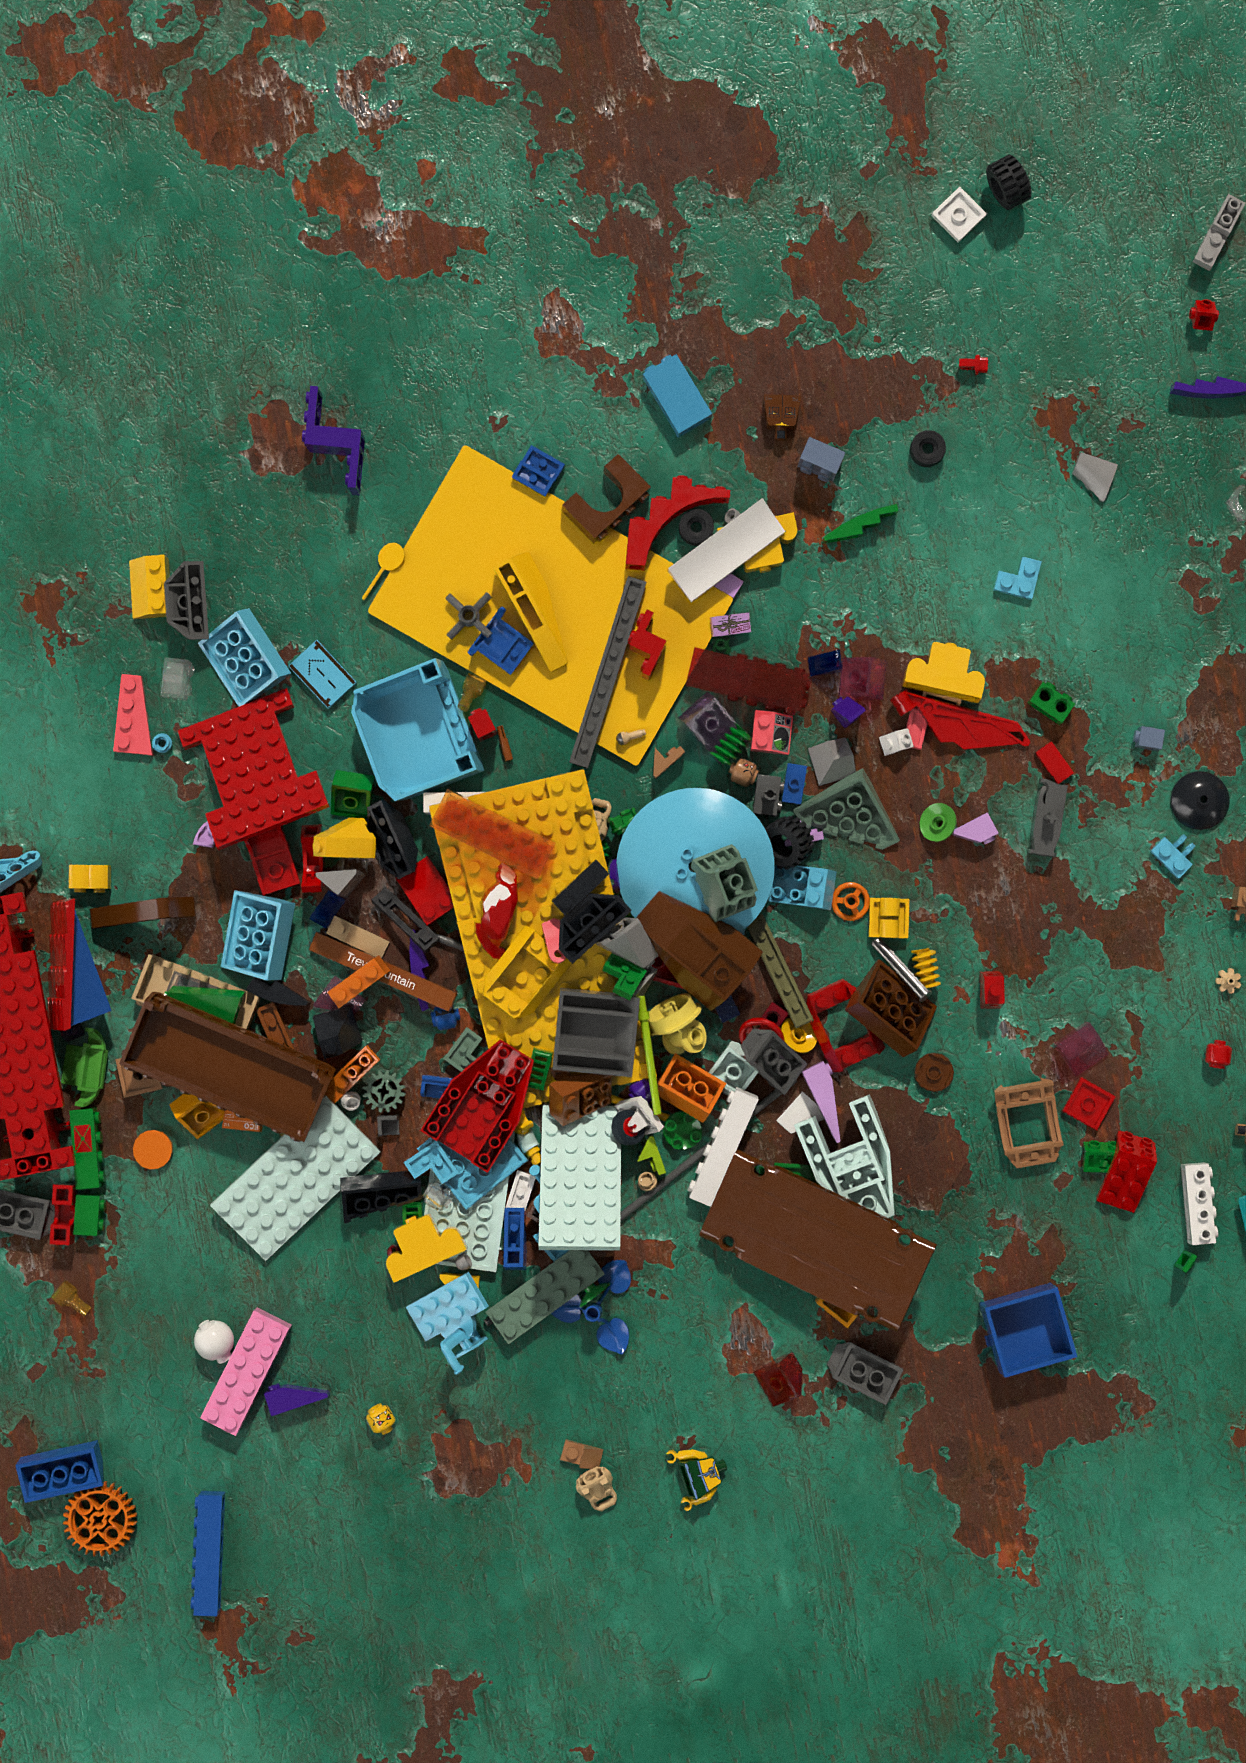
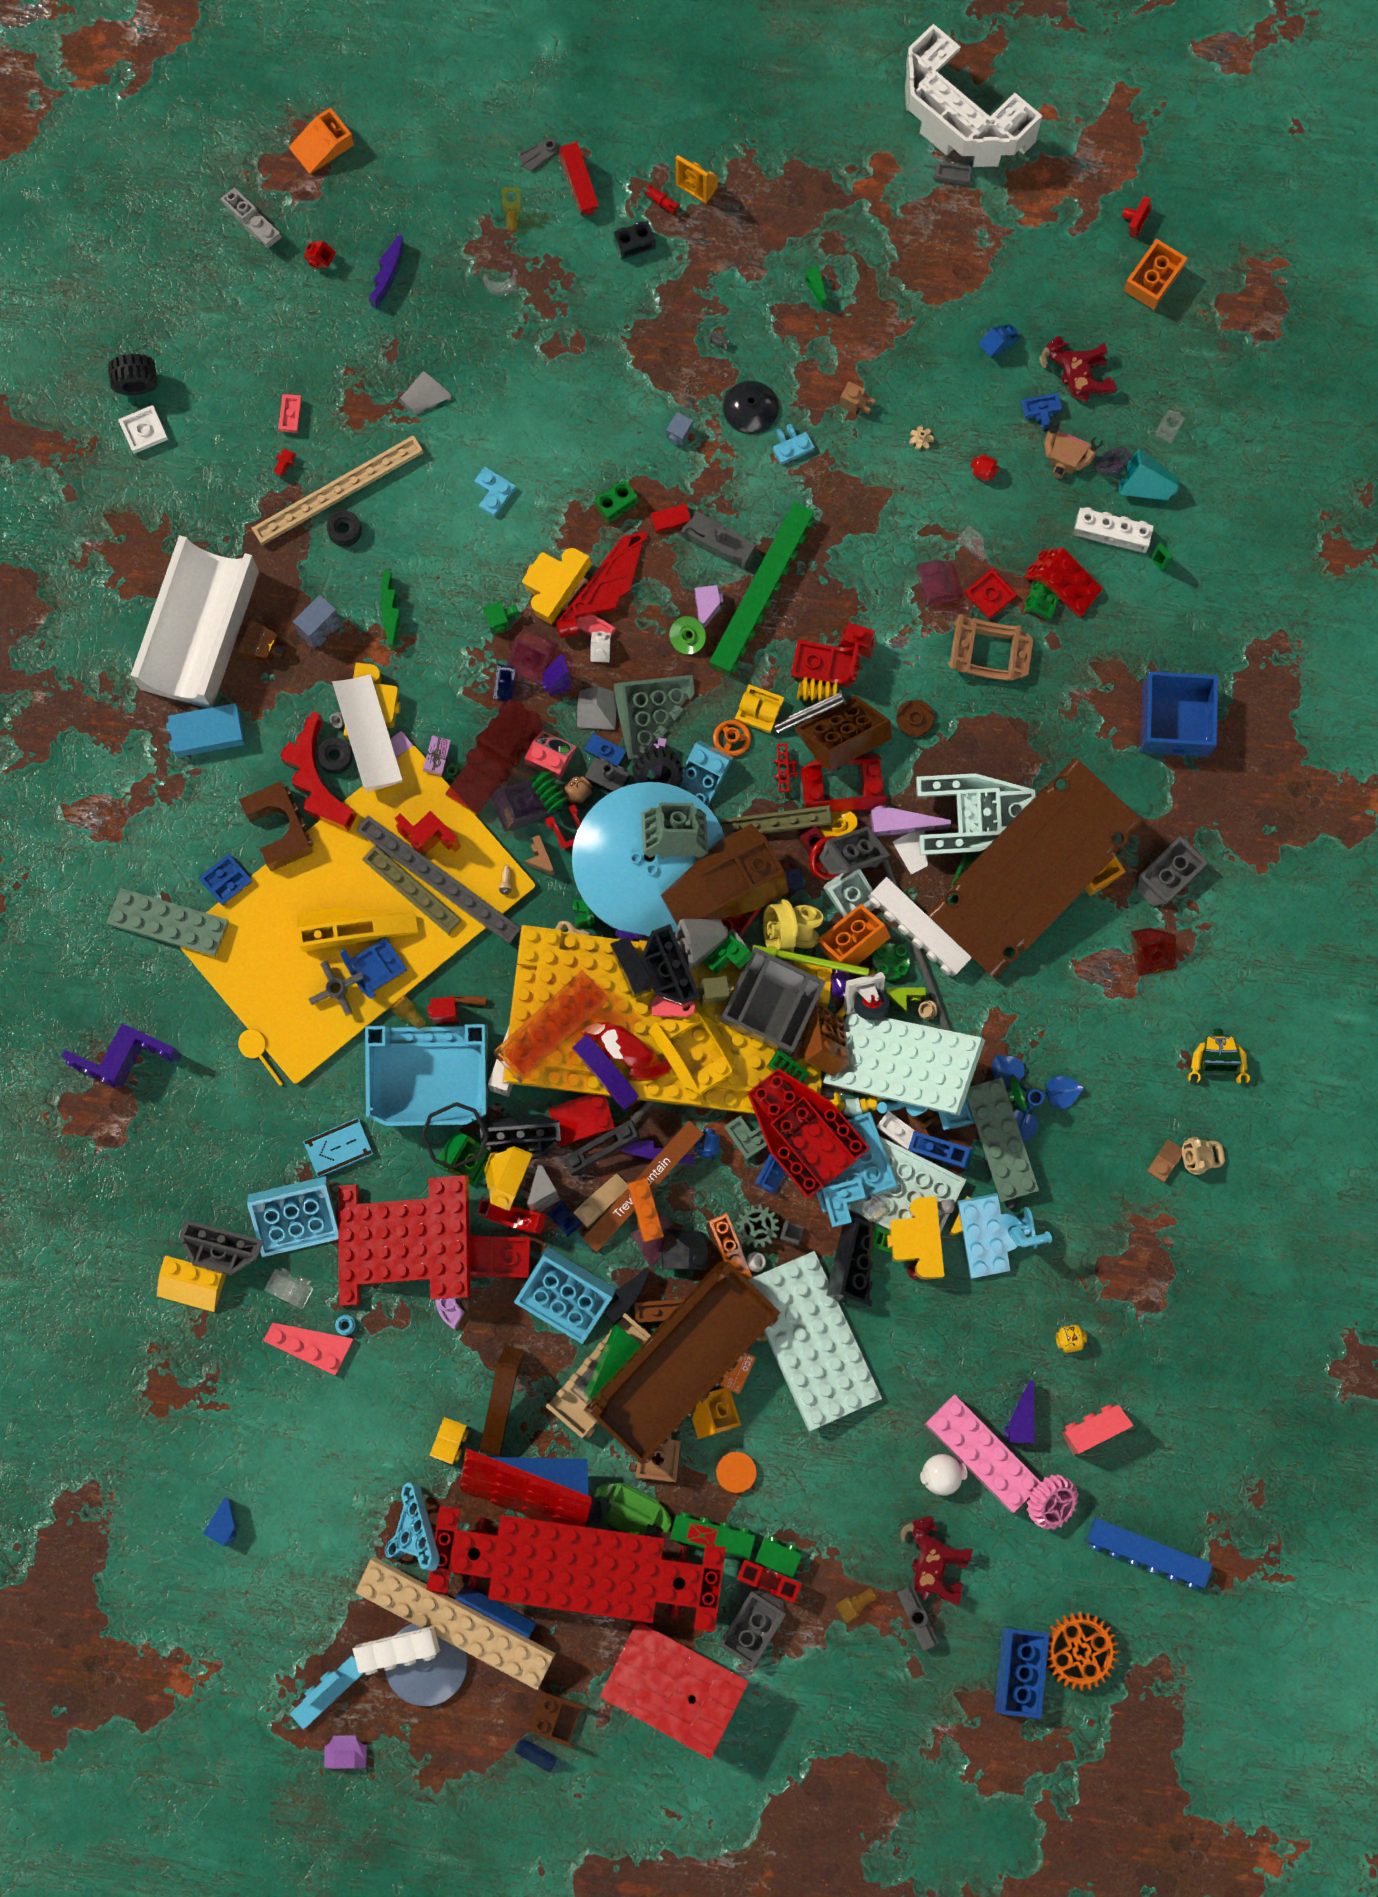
camera: 70 degrees left, 10 degrees down
(70, 1368) = (923, 1630): none -> dark grey piece
(133, 1356) = (932, 1561): none -> dark red animal
(222, 1450) = (1052, 1502): none -> bright pink gear
(304, 1470) = (1096, 1428): none -> coral slope
(384, 799) = (443, 1110): none -> black piece
(469, 899) = (605, 1072): none -> dark purple slope
(477, 433) = (167, 922): none -> sand green plate
(584, 974) = (714, 990): none -> olive brick
(589, 650) = (411, 890): none -> olive tile
(699, 760) = (551, 824): none -> red piece
(777, 343) = (194, 624): none -> white piece
(843, 962) = (784, 778): none -> red piece
(890, 631) = (497, 616): none -> green brick
(957, 966) = (826, 663): none -> red bracket
(964, 427) = (337, 490): none -> tan plate
(1011, 877) = (761, 590): none -> green brick
(1027, 350) = (290, 413): none -> coral plate
(1137, 1068) = (972, 542): none -> clear tile

